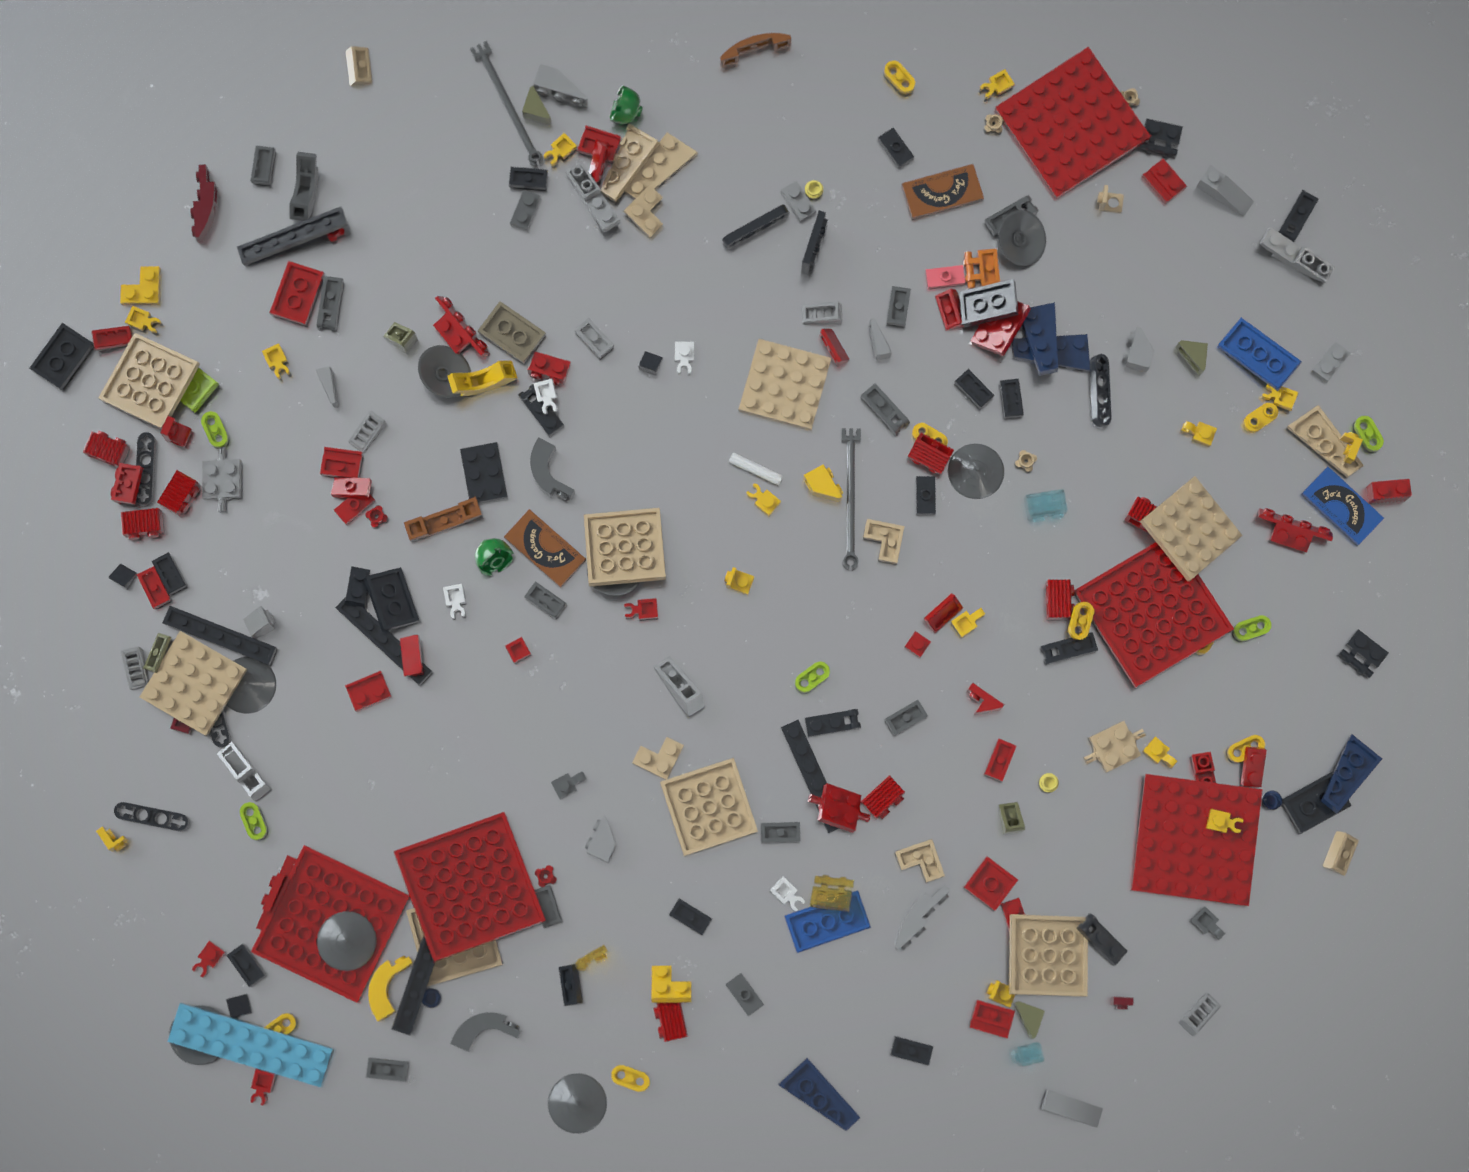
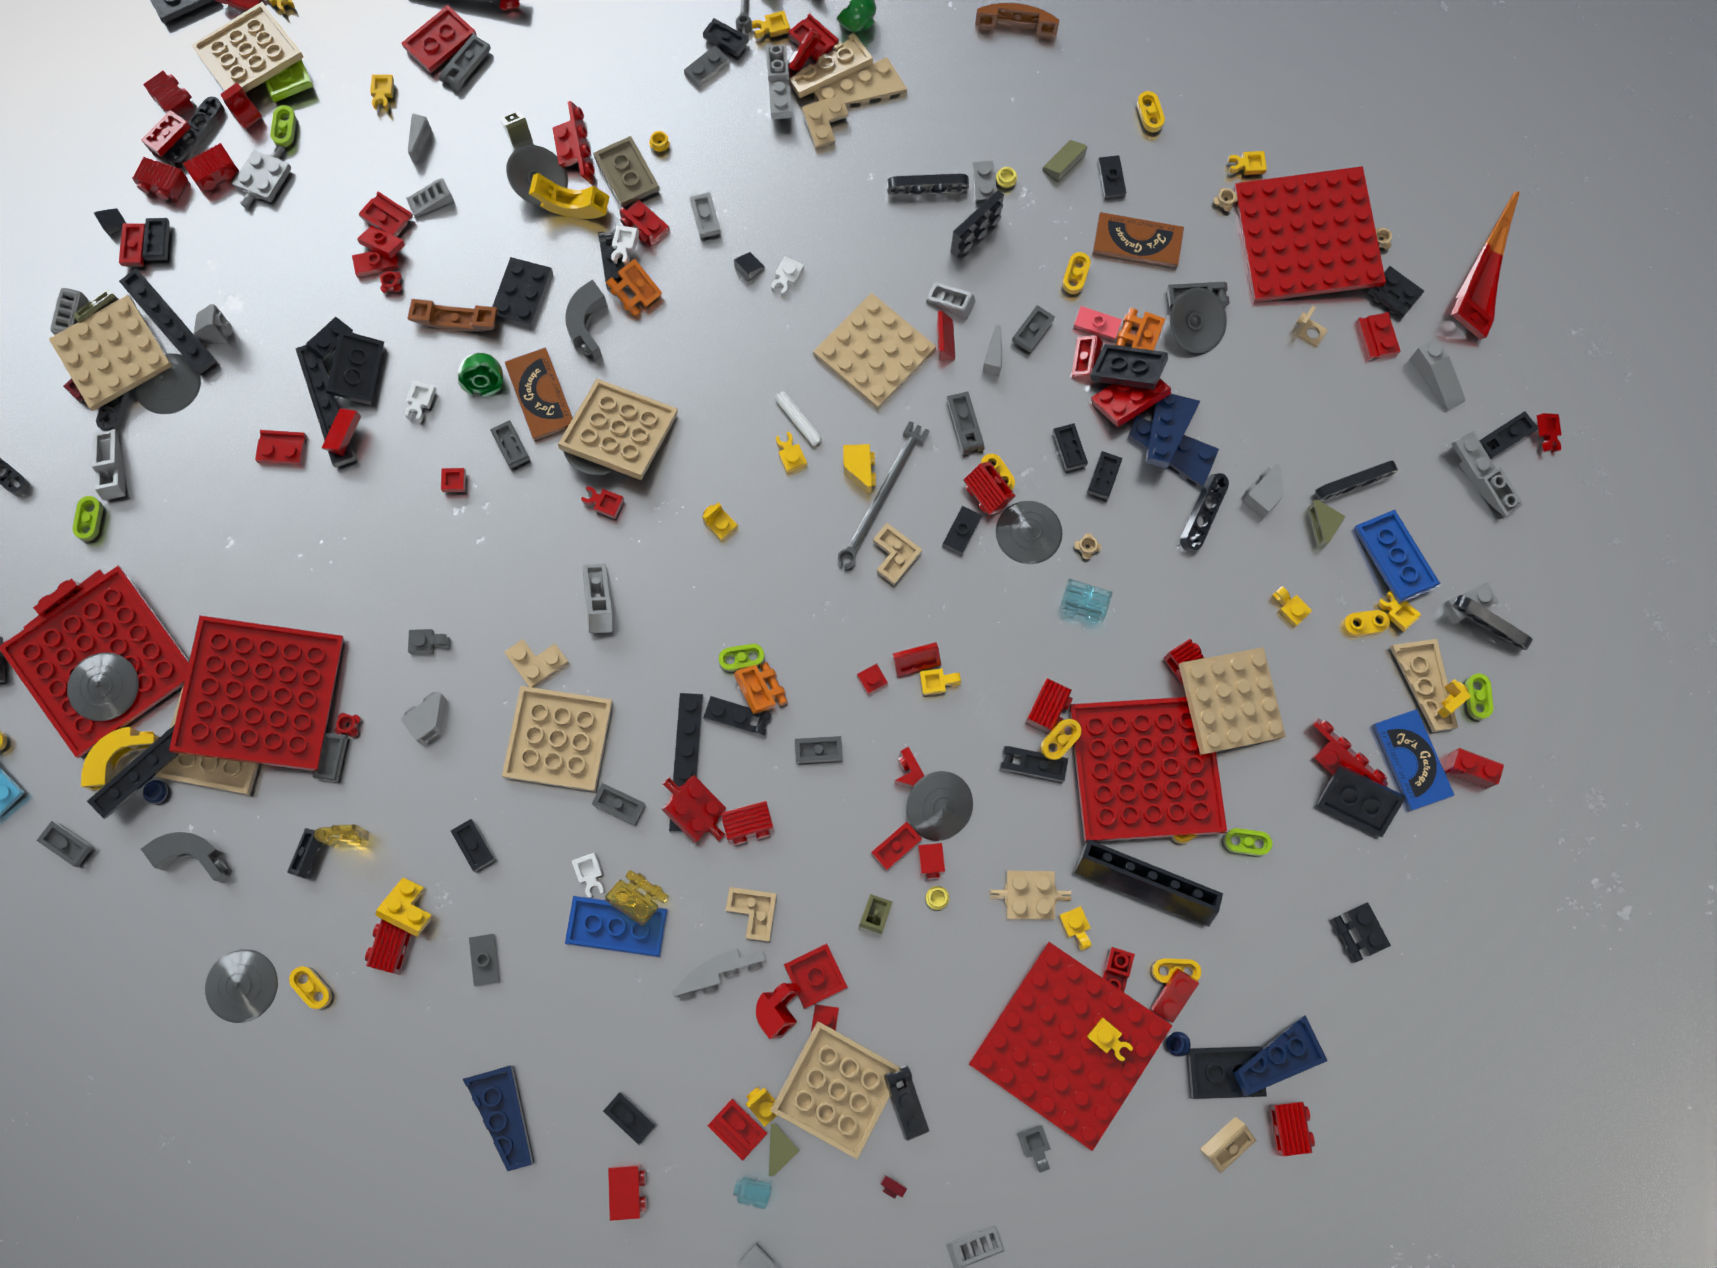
camera: 25 degrees right, 5 degrees down
(523, 289) = (656, 137): none -> yellow plate
(575, 421) = (639, 283): none -> orange plate
(837, 696) = (755, 689): none -> orange plate
(851, 150) = (1065, 159): none -> olive slope
(909, 244) = (1075, 274): none -> yellow plate
(937, 1102) = (626, 1192): none -> red brick
(974, 924) = (772, 1010): none -> red brick
(1017, 714) = (939, 805): none -> dark grey hat
(1031, 758) = (931, 860): none -> red brick
(1196, 695) = (1149, 883): none -> black brick
(1200, 311) = (1356, 481): none -> black beam
(1225, 110) = (1478, 294): none -> red plate
(1319, 556) = (1361, 800): none -> black plate
(1327, 194) = (1550, 429): none -> red plate
(1353, 372) = (1492, 622): none -> black beam
(1379, 819) = (1291, 1128): none -> red brick

